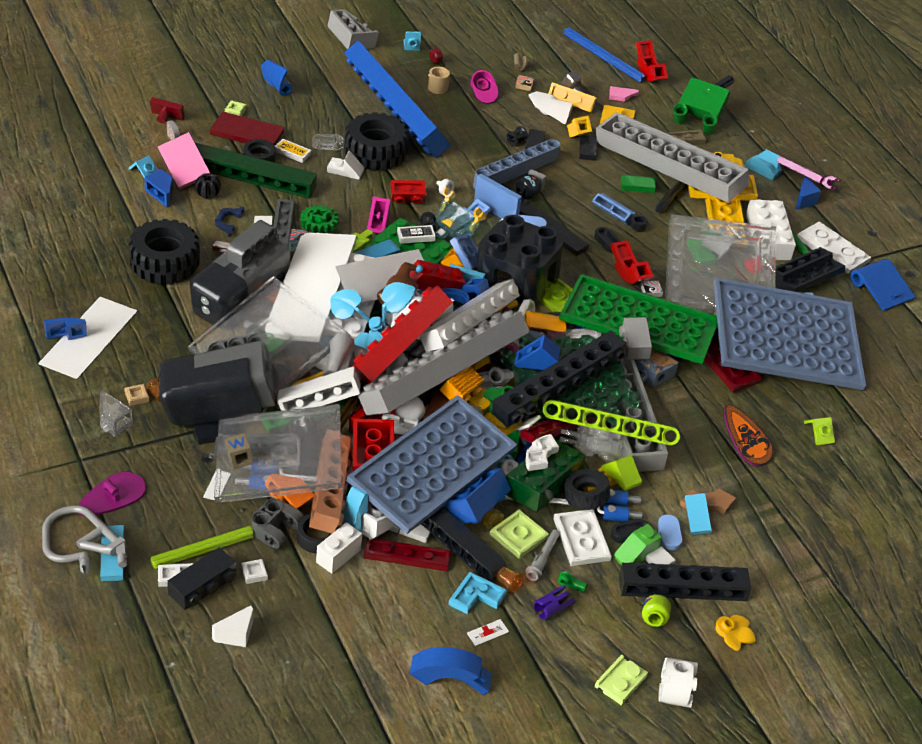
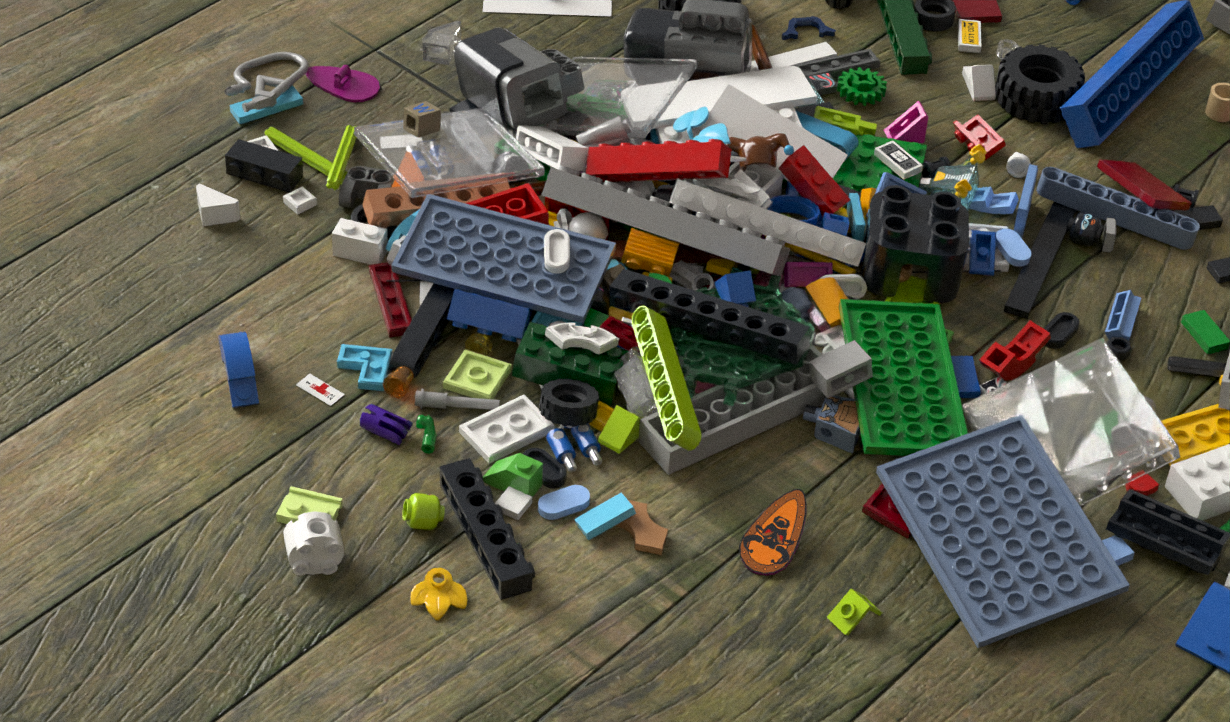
camera: 70 degrees right, 0 degrees up
(227, 523) = (341, 158): none -> lime axle
(451, 428) = (557, 251): none -> white tile
(504, 144) = (1144, 185): none -> dark red tile

